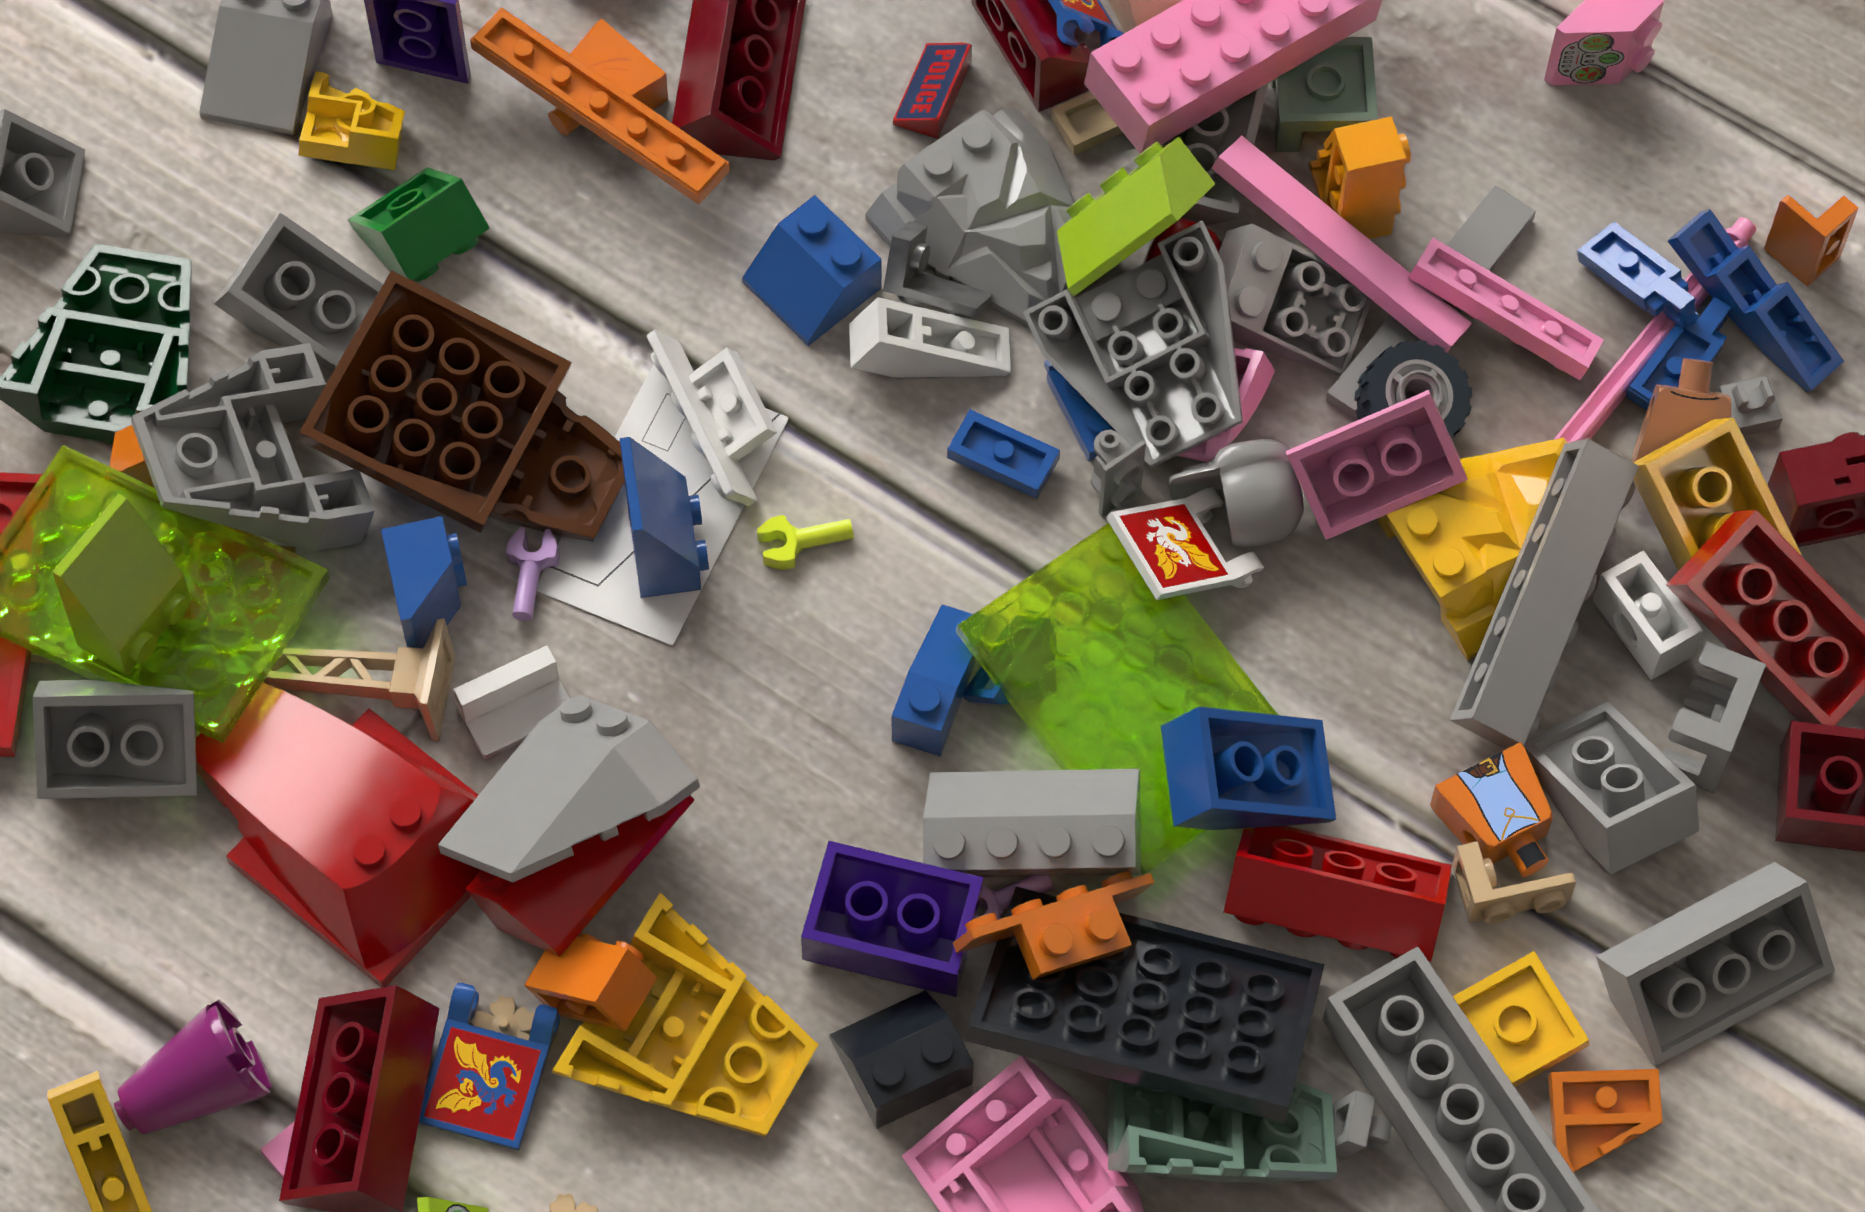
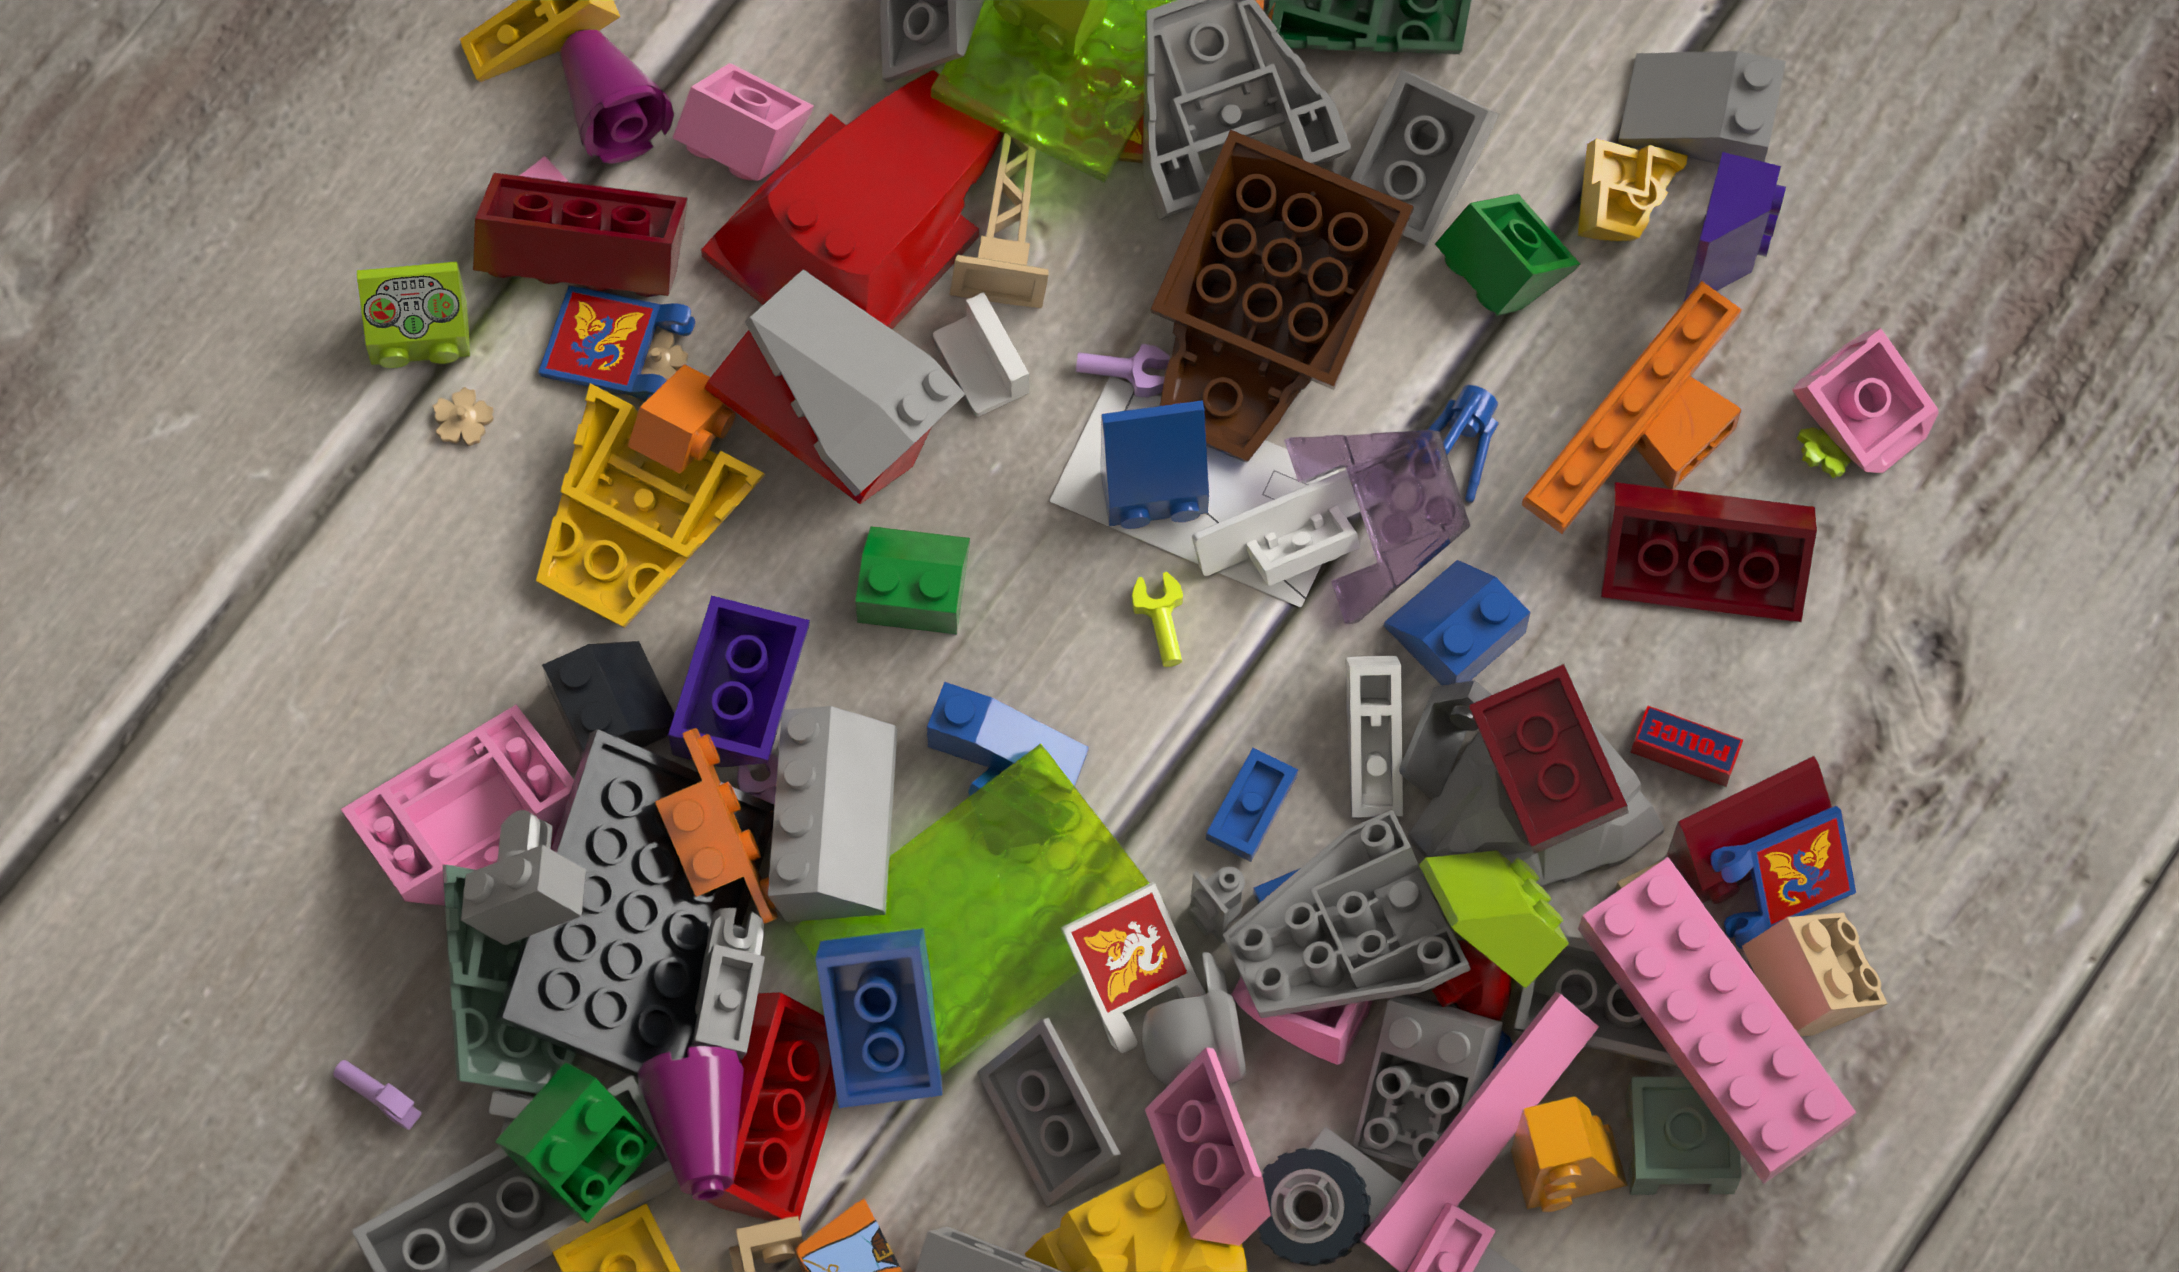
camera: 90 degrees right, 5 degrees up
(234, 941) = (741, 122): none -> bright pink slope
(424, 575) = (1093, 260): blue slope -> none
(593, 259) = (1468, 416): none -> blue plant
(698, 296) = (1404, 500): none -> clear purple wing
(762, 763) = (912, 580): none -> green slope
(980, 164) = (1549, 759): none -> dark red piece
(1154, 1079) = (527, 885): none -> light grey brick
(1229, 903) = (729, 982): none -> light grey plate
(1330, 626) = (1050, 1115): none -> light grey slope
(1381, 922) = (696, 1115): none -> magenta cone
(1410, 1037) = (577, 1141): none -> green slope

